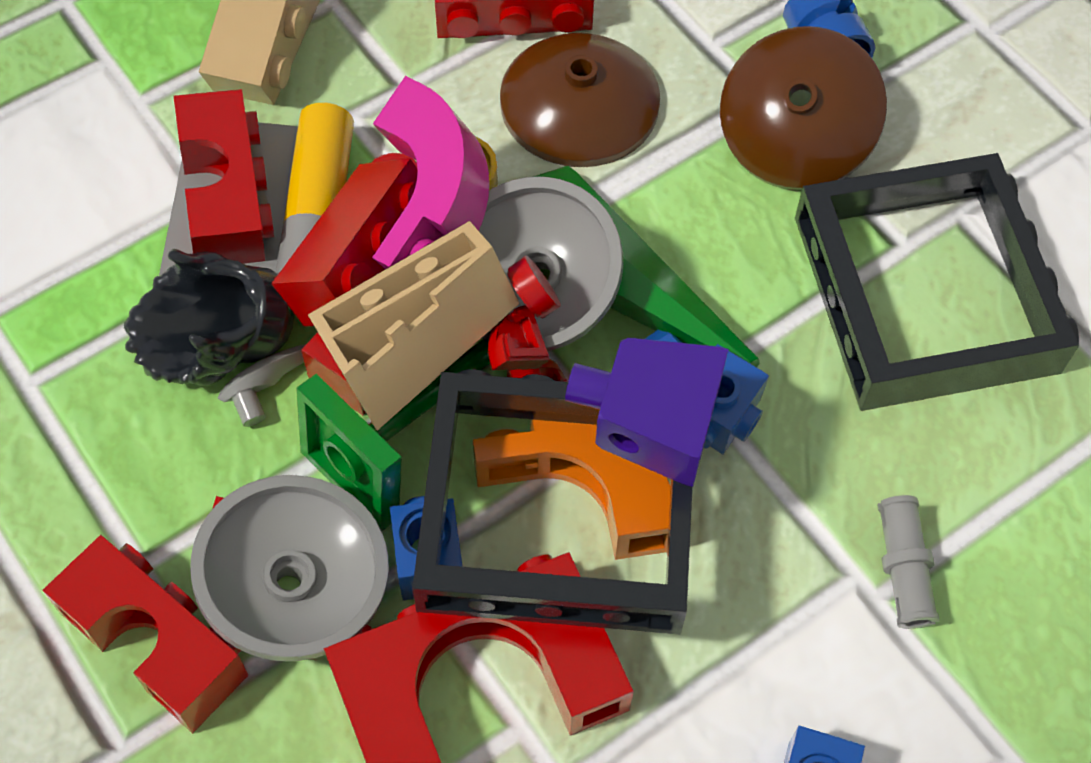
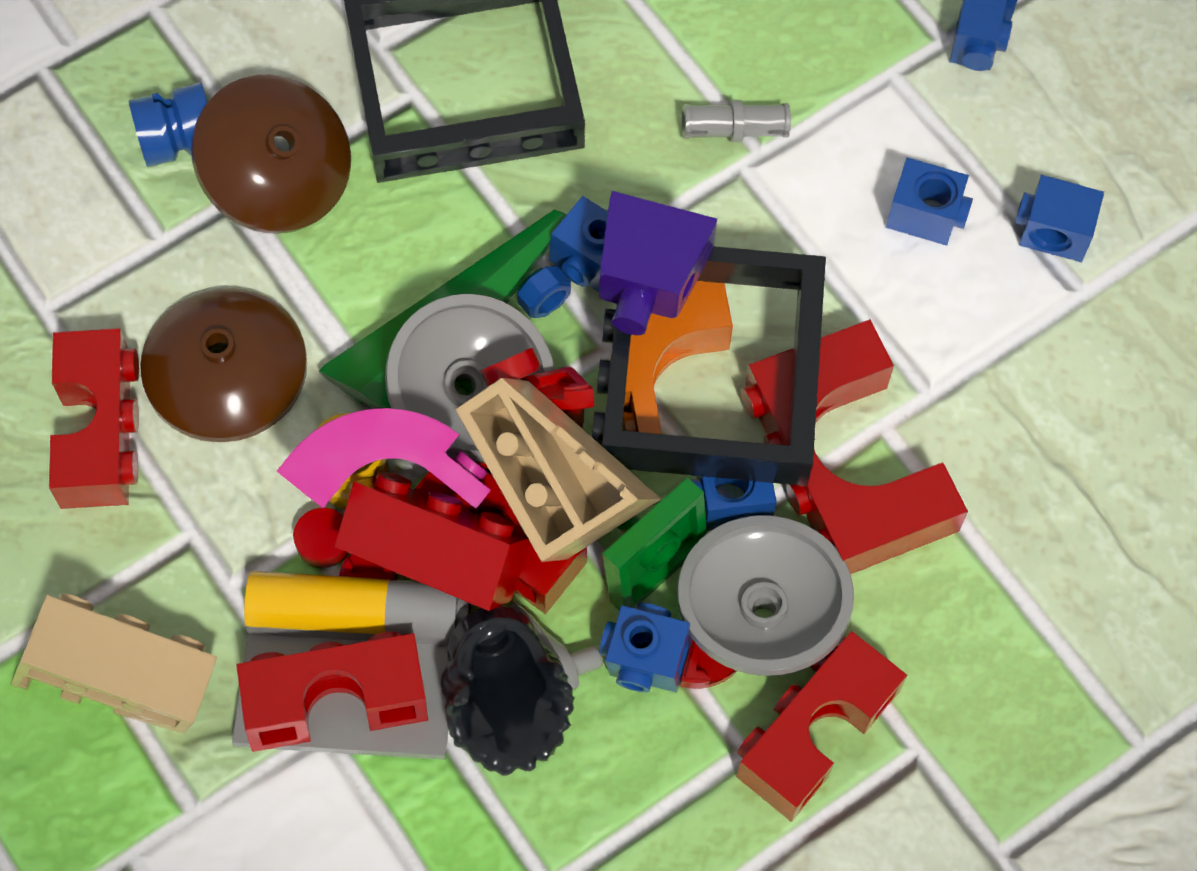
camera: 90 degrees left, 5 degrees up
(241, 448) = (665, 652): none -> blue brick

